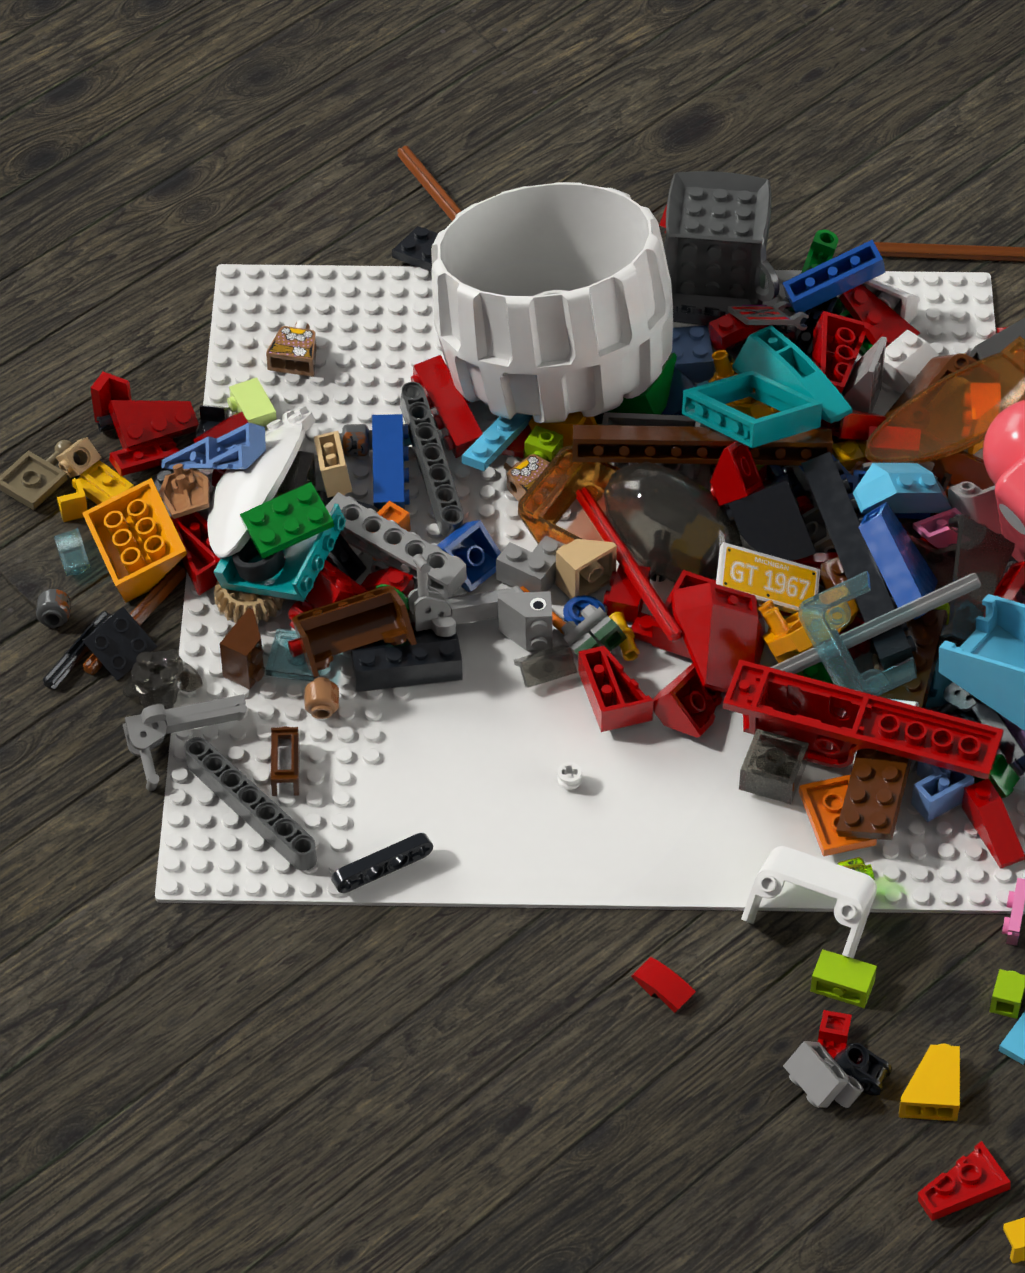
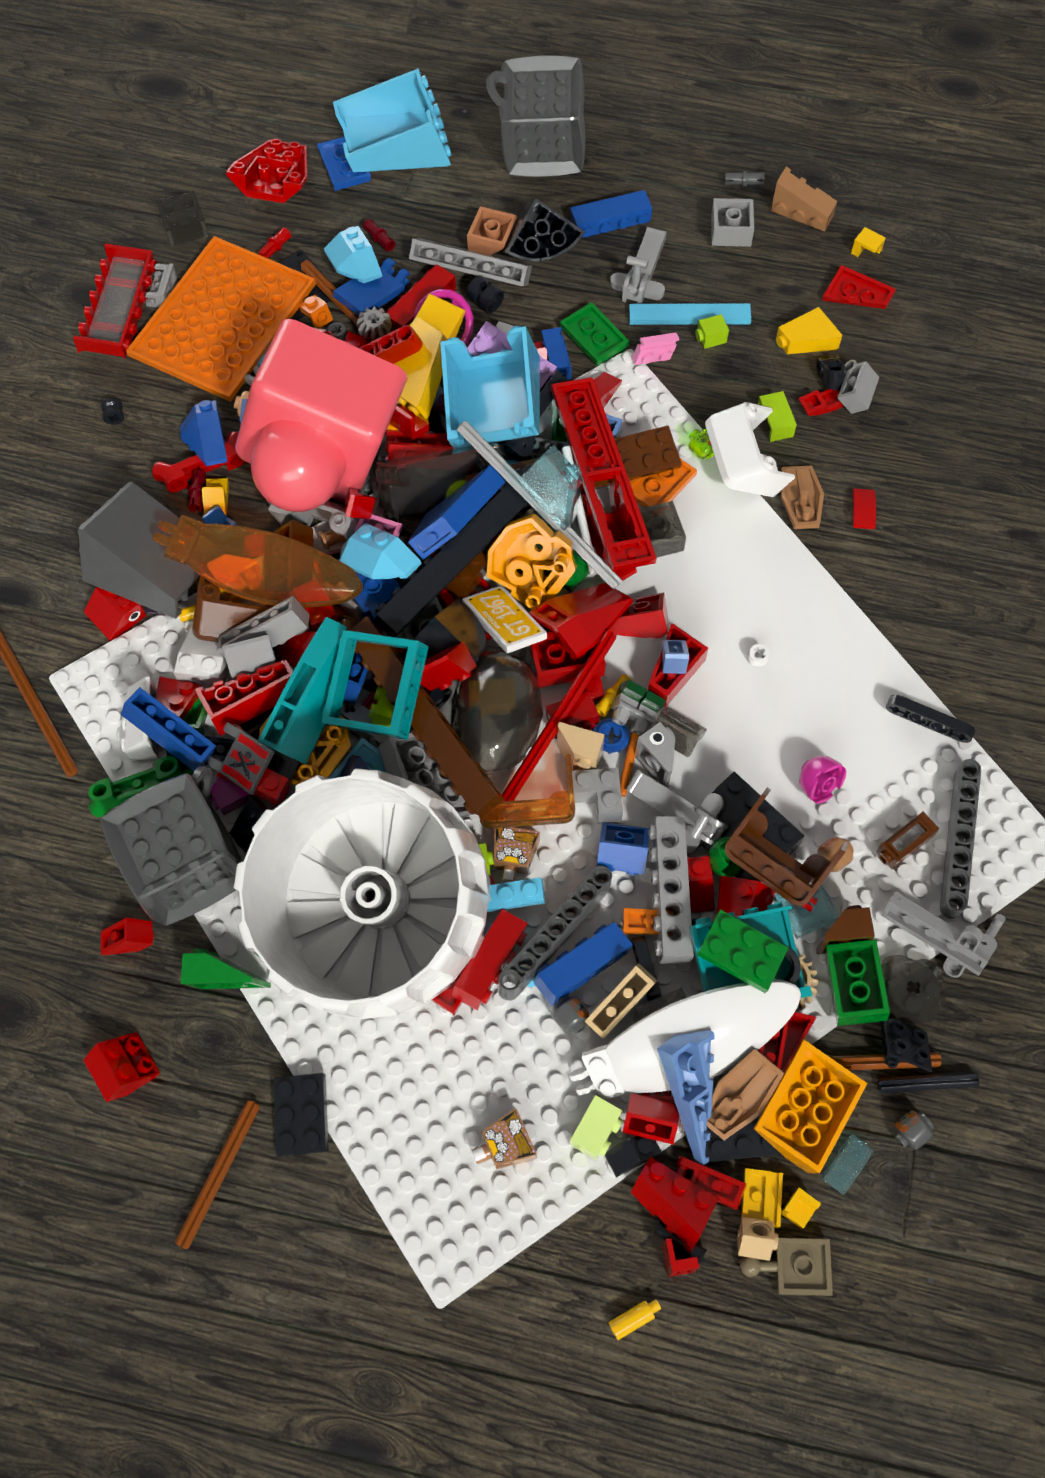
camera: 125 degrees left, 15 degrees up
(99, 360) = (634, 1318): none -> yellow cylinder
(192, 629) = (857, 982): none -> green brick
(401, 731) = (821, 777): none -> dark pink cylinder
(573, 165) = (120, 1066): none -> red slope
(611, 669) = (675, 656): none -> medium blue slope
(726, 940) = (803, 497): none -> medium nougat piece
(890, 391) = (278, 622): none -> light grey brick
(976, 505) = (358, 504): none -> red slope

